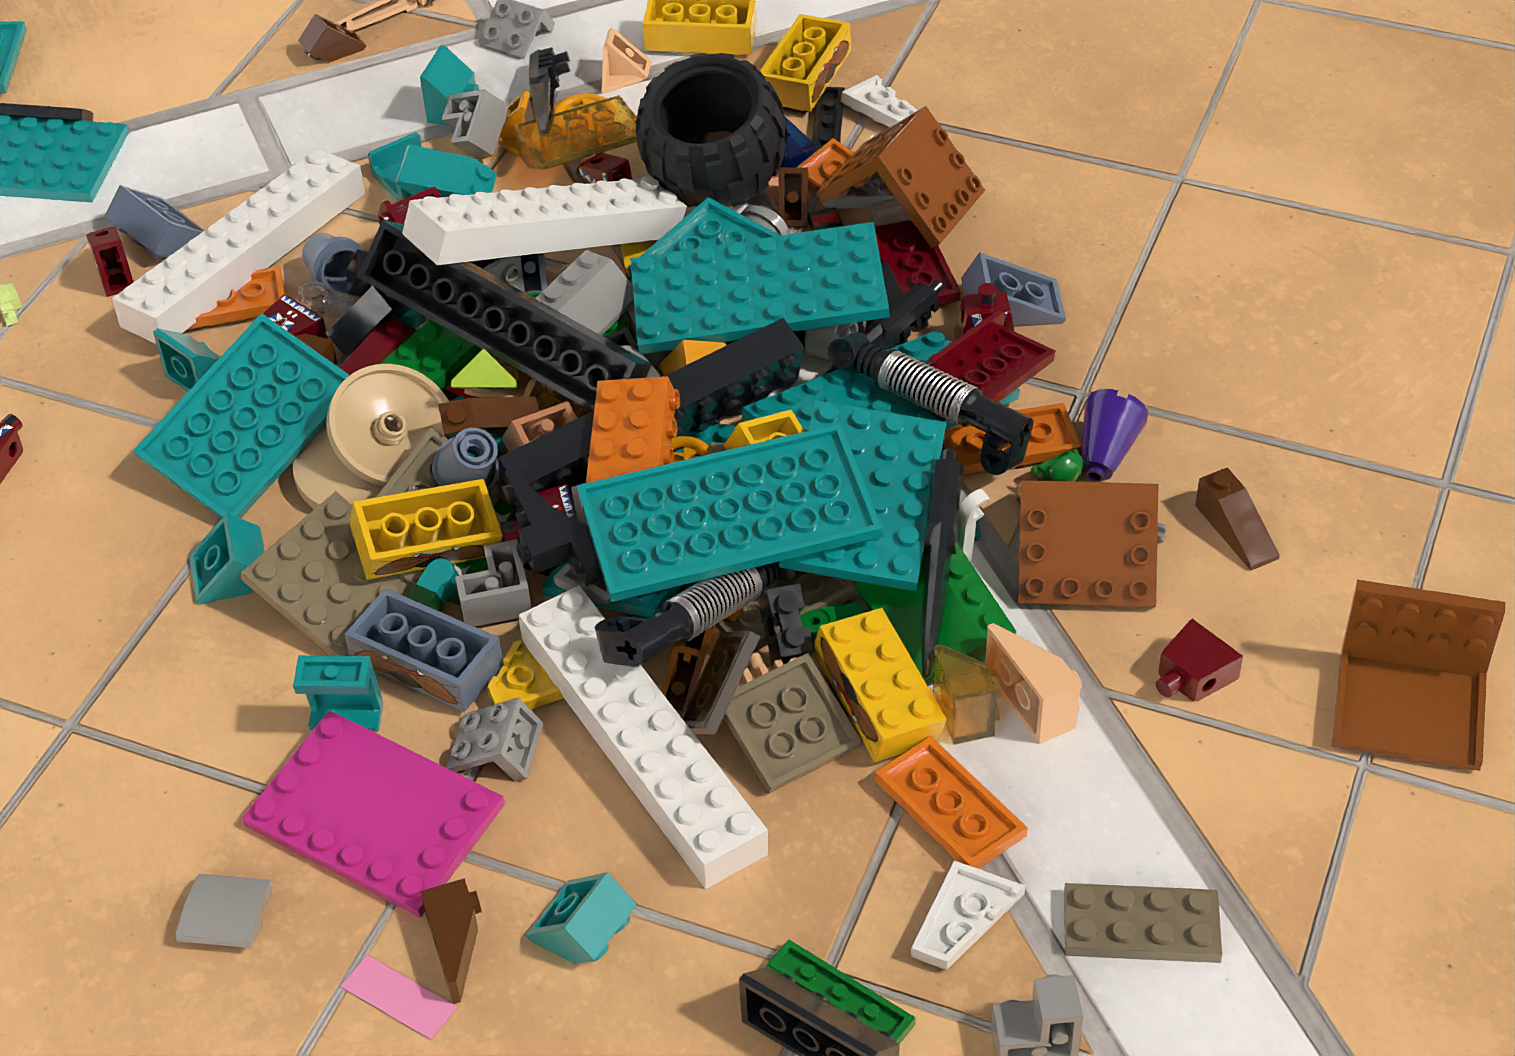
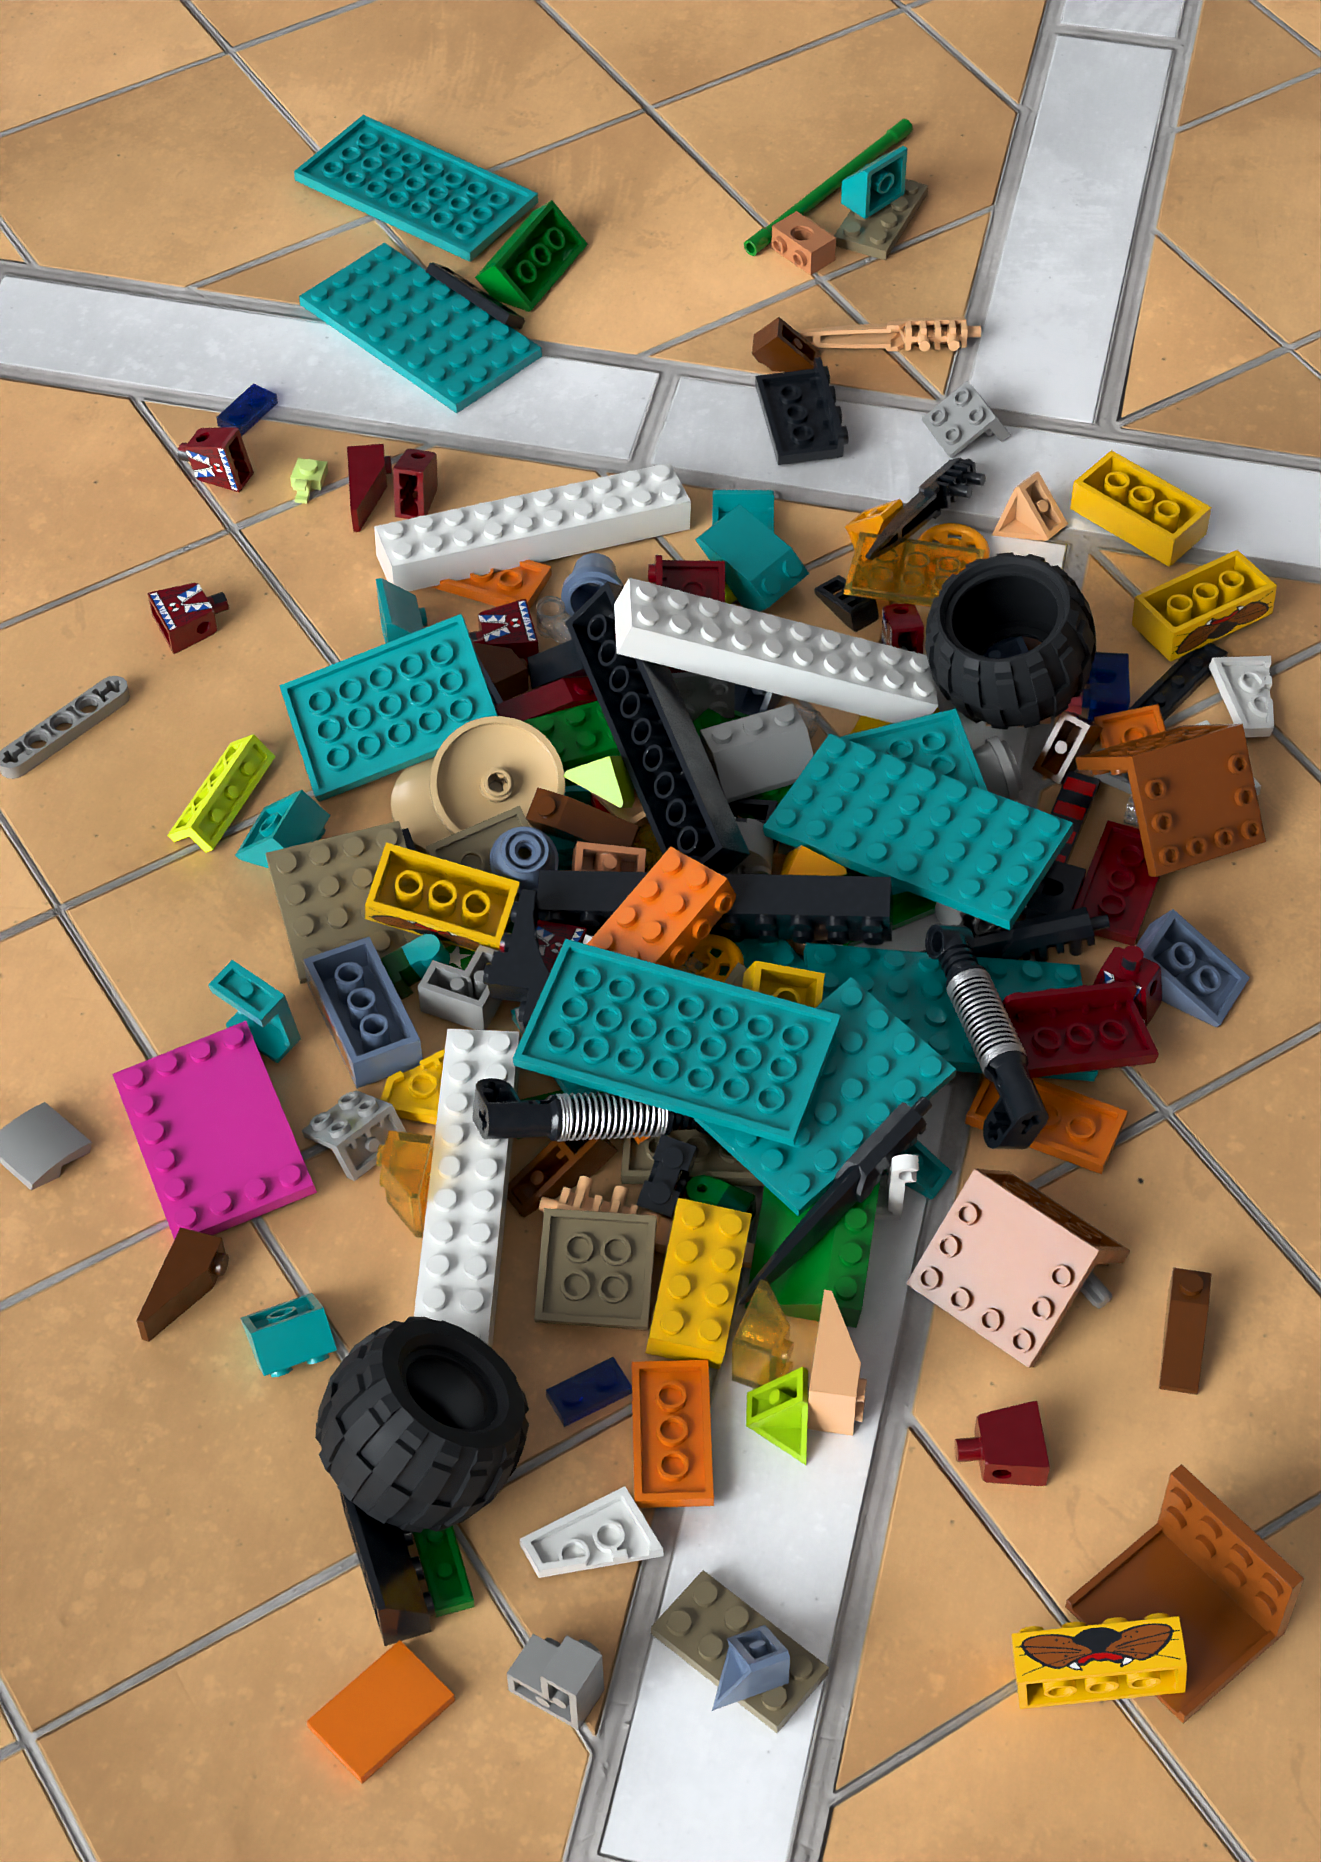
camera: 35 degrees right, 5 degrees up
(57, 275) = (366, 480): none -> dark red slope
(60, 66) = (532, 258): none -> green slope
(148, 558) = (223, 793): none -> neon yellow fence
(151, 222) = (483, 462): sand blue slope -> none
(381, 75) = (802, 414): none -> black bracket
(399, 997) = (107, 1306): bright pink sticker -> none
(441, 78) = (841, 457): teal slope -> none
(476, 120) = (834, 510): light grey brick -> none
(536, 178) = (851, 610): none -> black slope
(580, 745) = (406, 1176): none -> clear yellow slope
(719, 681) = (550, 1195): dark brown tile -> none
(783, 898) = (422, 1424): none -> black tyre
(857, 816) = (588, 1391): none -> clear blue plate
(1019, 738) = (781, 1412): none -> lime slope
(1060, 468) = (1058, 1177): green hair -> none
(1109, 431) = (1136, 1170): dark purple cone -> none
(1172, 916) = (752, 1666): none -> sand blue slope
(1403, 757) = (1099, 1661): none -> yellow brick

